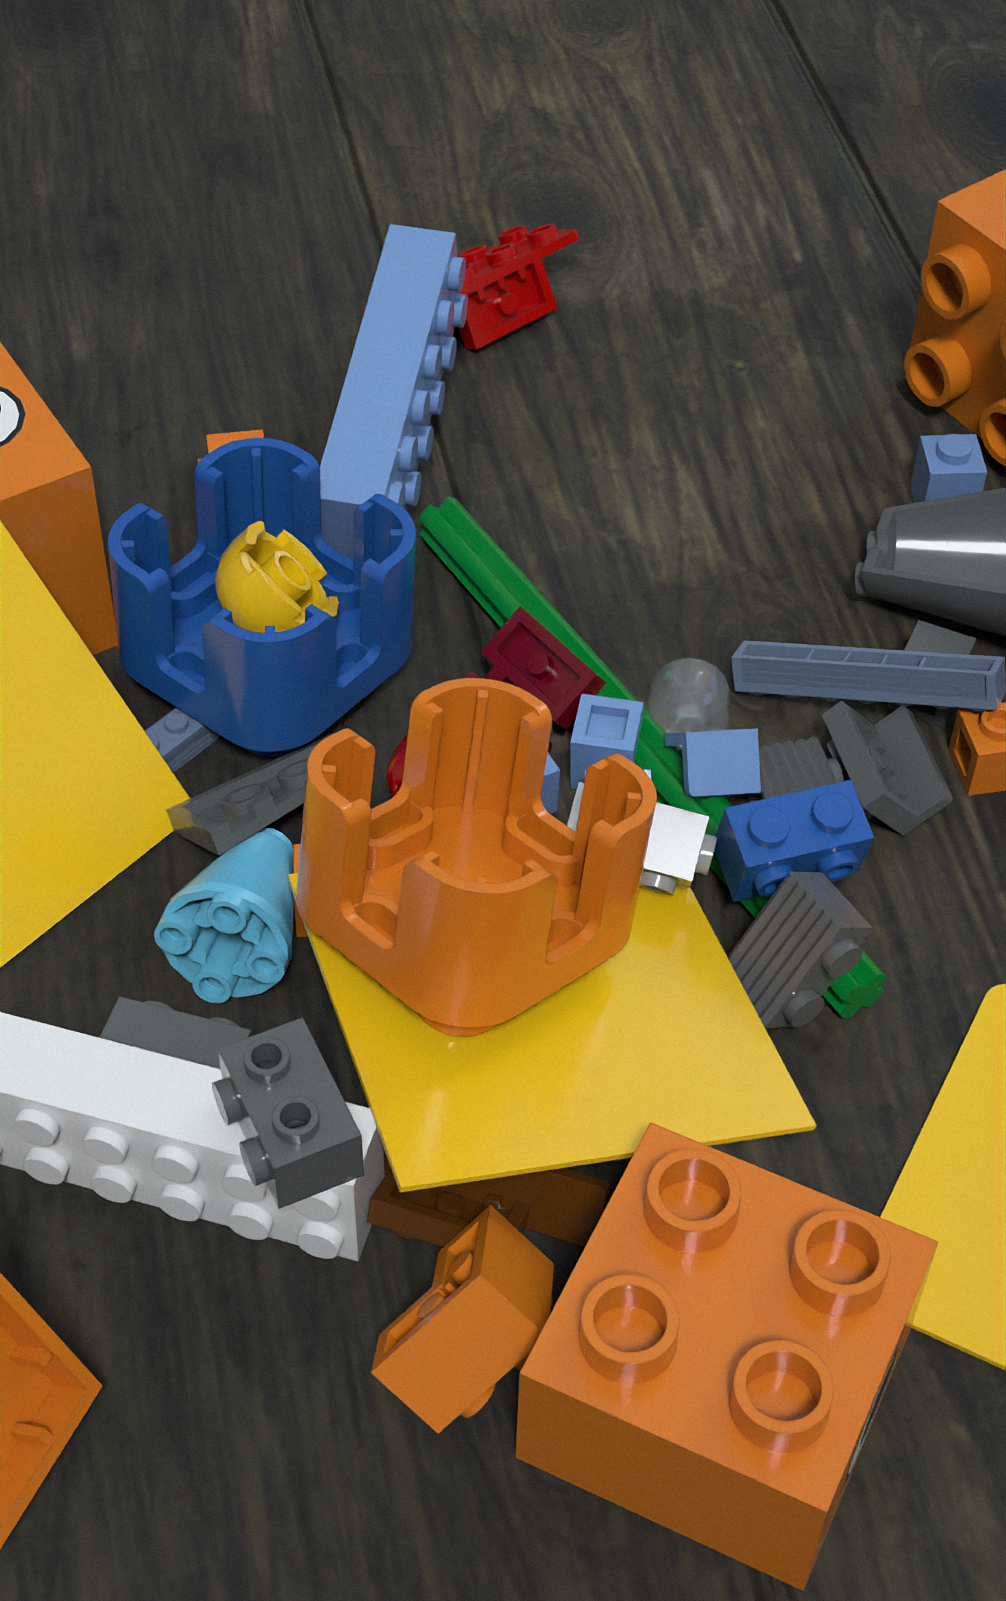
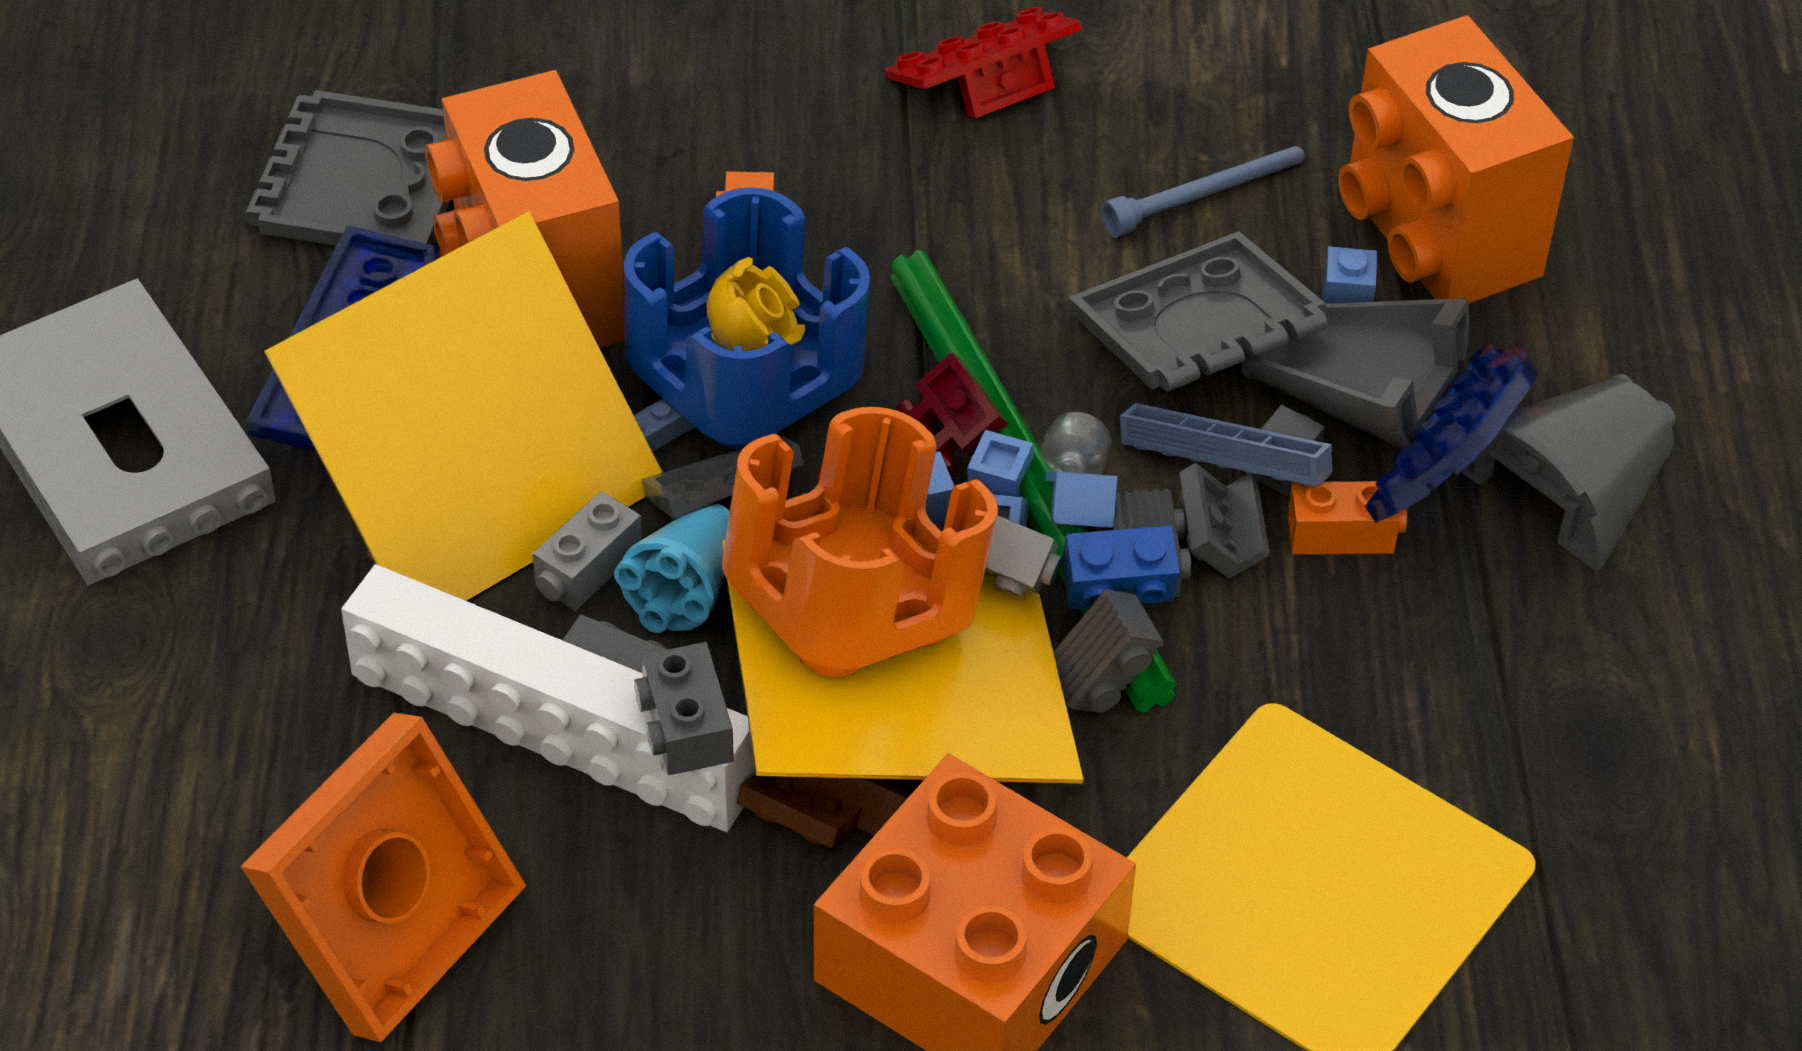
camera: 10 degrees right, 0 degrees up
(111, 910) = (586, 551): none -> light grey brick
(393, 379) = (887, 147): medium blue brick -> none
(471, 1324) = (786, 881): orange brick -> none
(672, 431) = (1123, 214): none -> sand blue piece
(794, 527) = (1199, 312): none -> dark grey hinge

